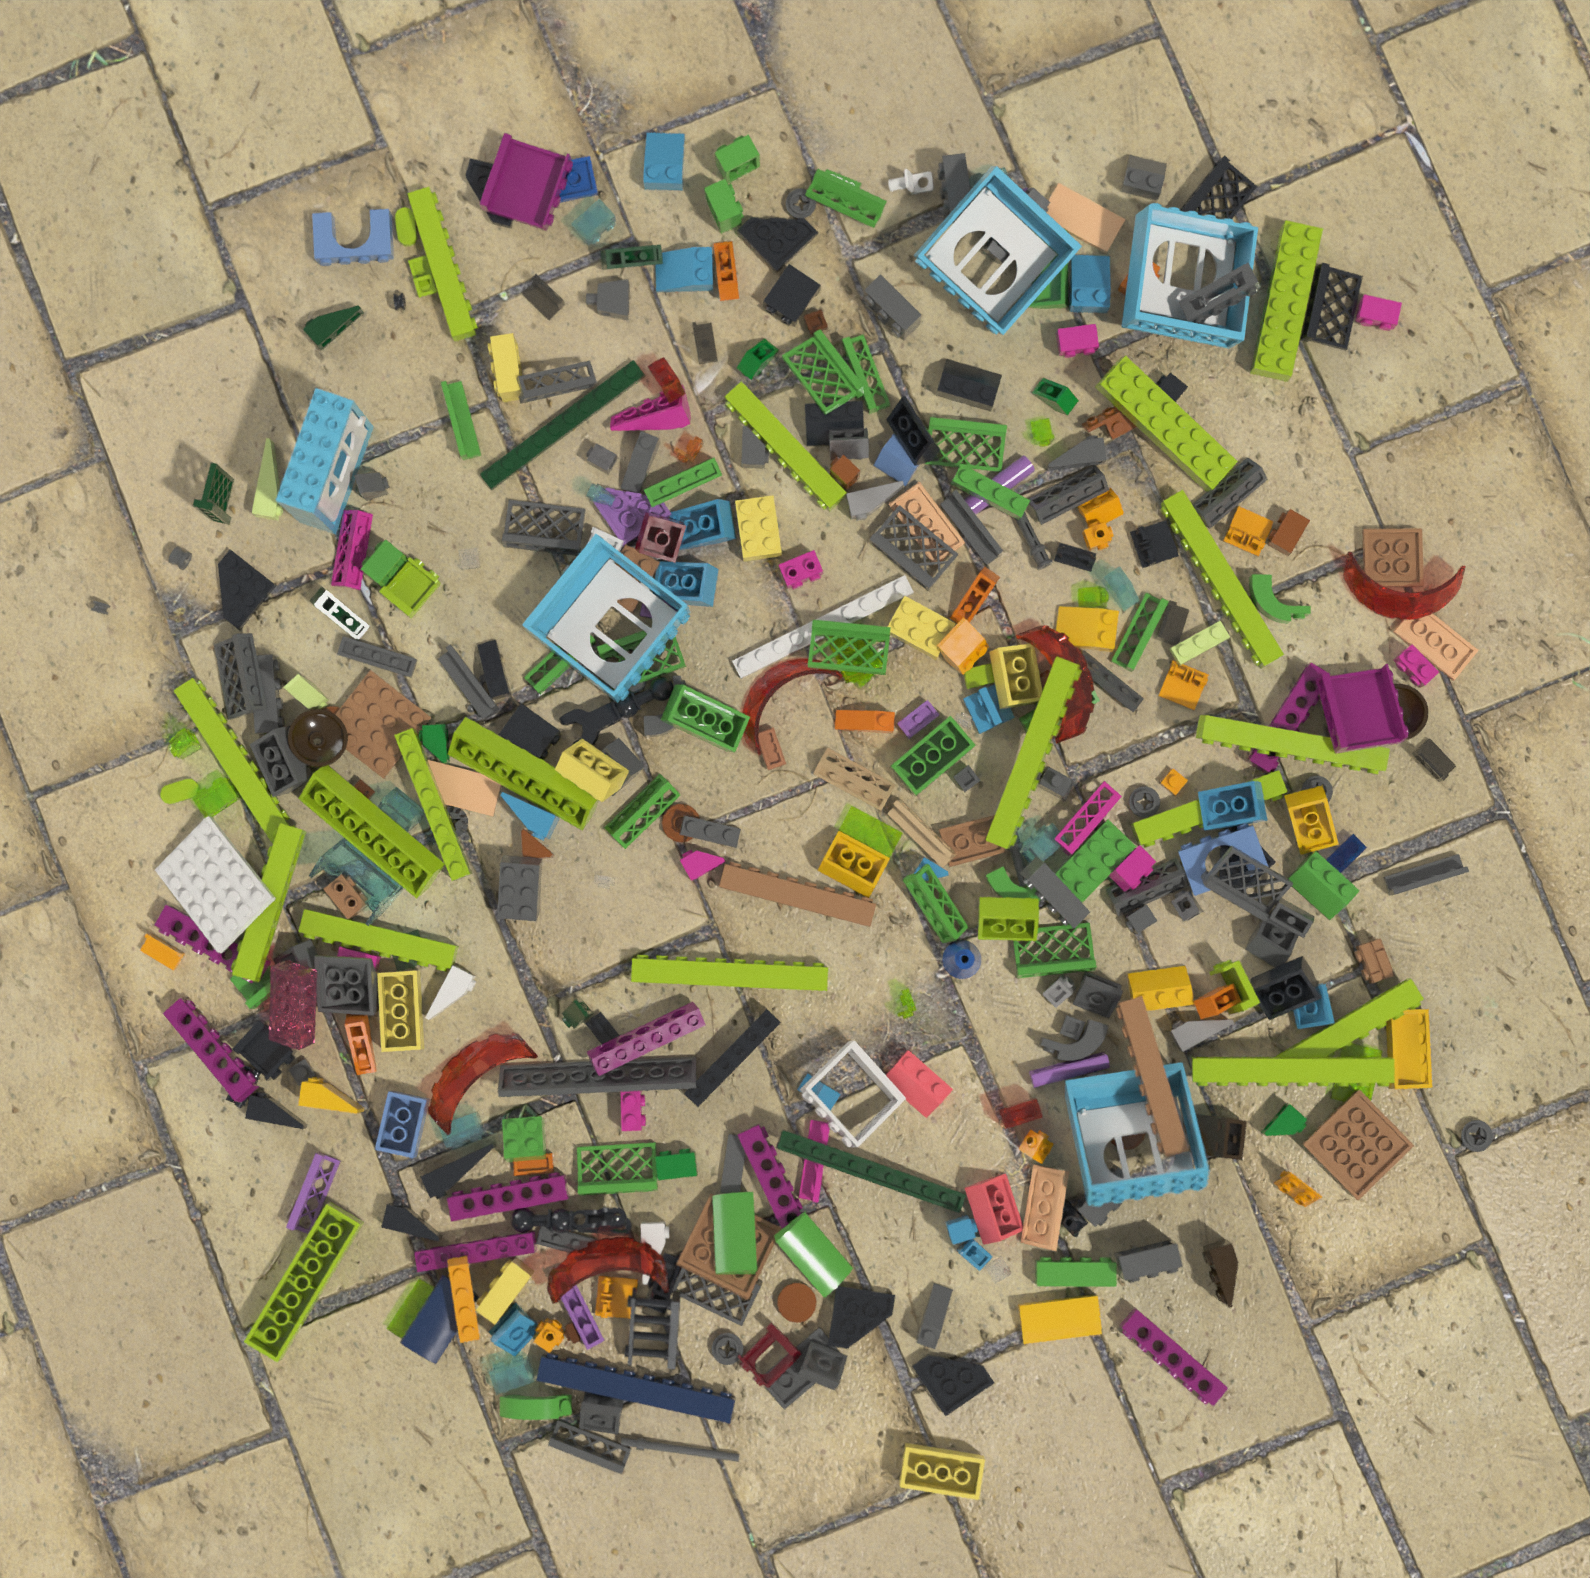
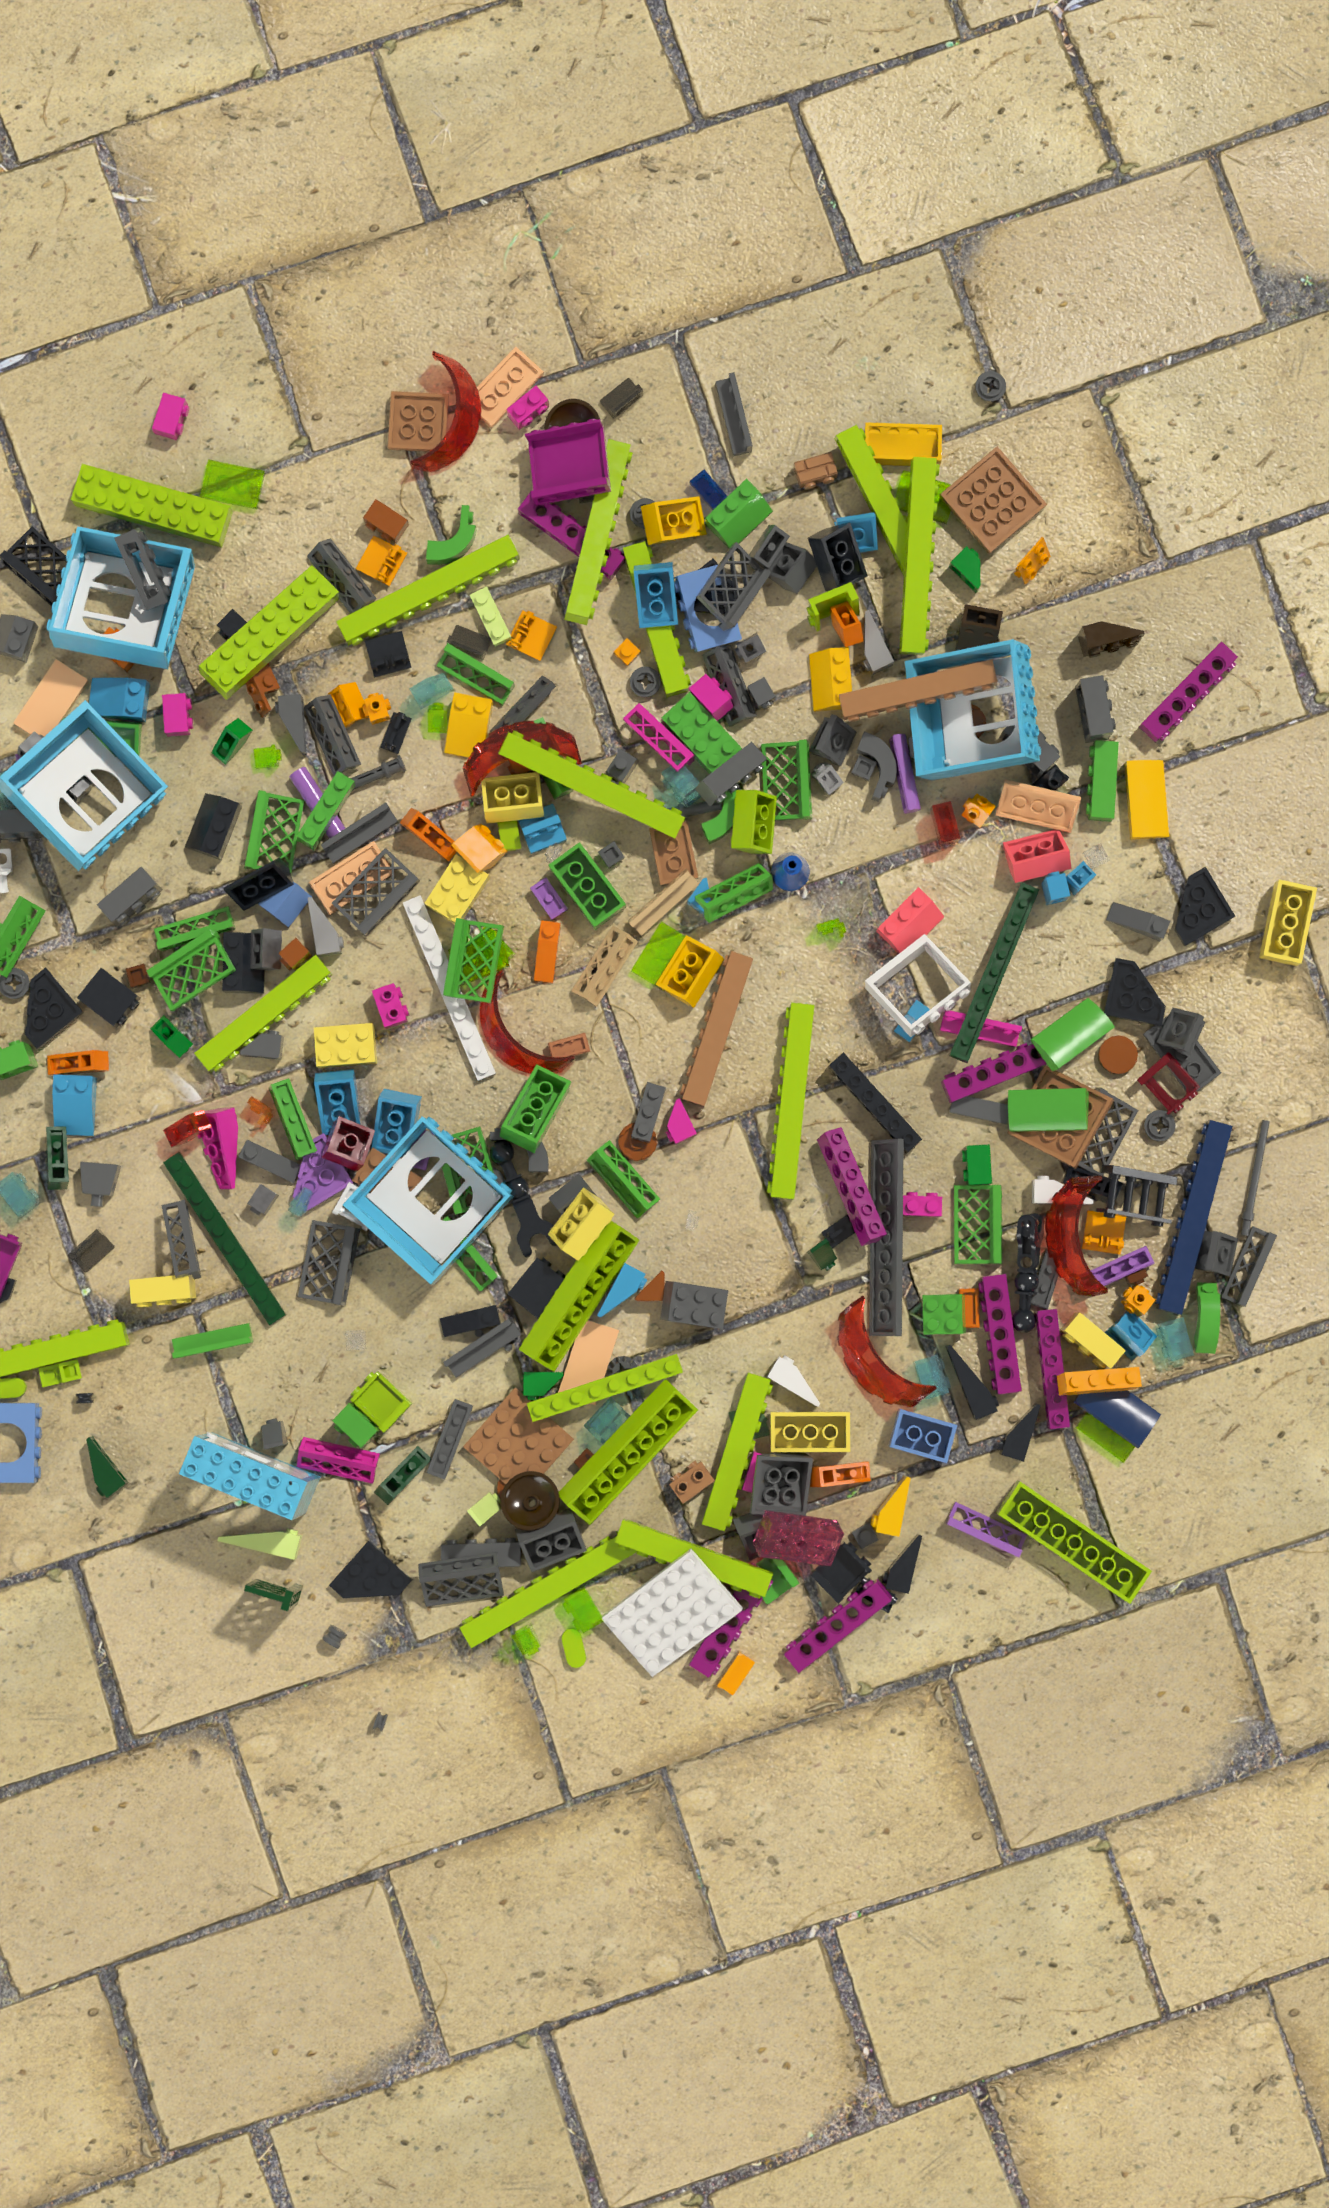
camera: 90 degrees left, 0 degrees up
(365, 873) = (669, 1461): clear light blue windscreen -> none
(705, 343) = (151, 1089): clear smoke panel -> none
(1314, 379) = (232, 484): none -> clear neon green tile
(1316, 302) = (152, 474): black fence -> none

